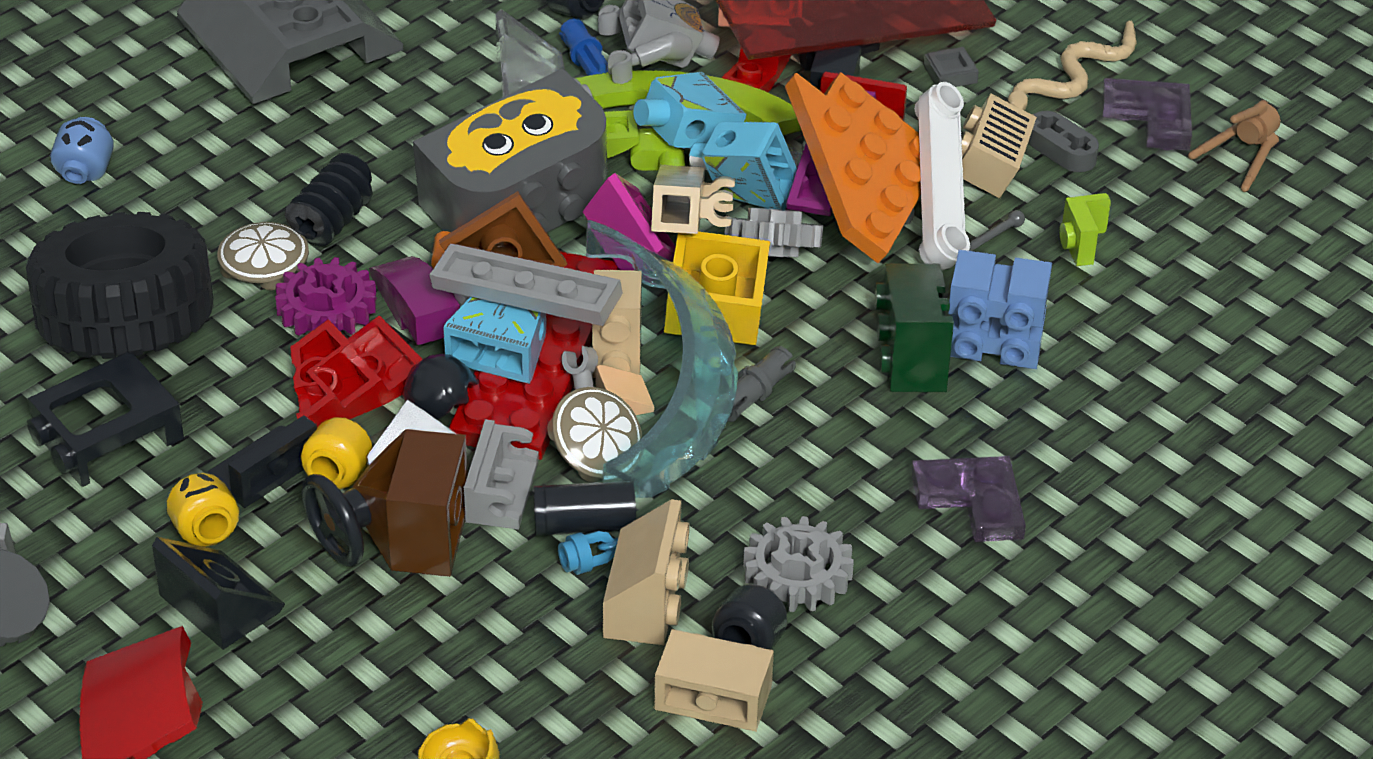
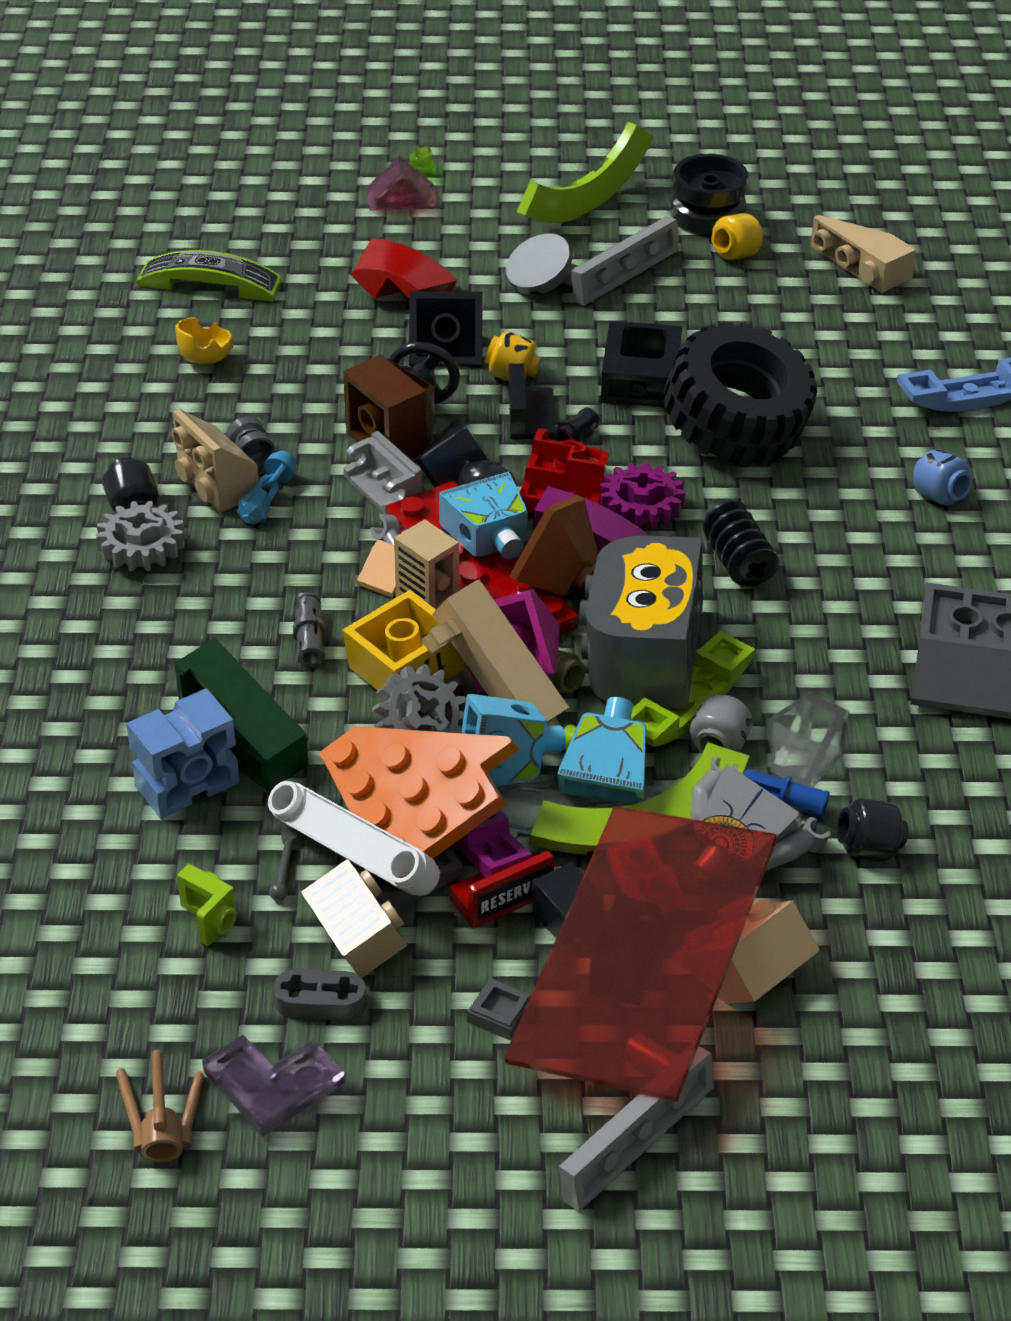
camera: 135 degrees right, 0 degrees up
(262, 253) = (754, 498): dish -> none
(268, 404) = (578, 426): none -> black pin
(337, 451) = (490, 422): yellow head -> none
(525, 284) = (483, 504): light grey piece -> none
(575, 593) = (251, 439): none -> dark grey wheel
(583, 507) = (308, 486): black pin -> none
(593, 429) = (356, 522): dish -> none
(706, 379) = (358, 570): clear light blue windscreen -> none
(713, 680) = (101, 446): tan brick -> none
(979, 484) = (82, 668): clear purple plate -> none
(1074, 70) = (403, 1014): tan animal -> none

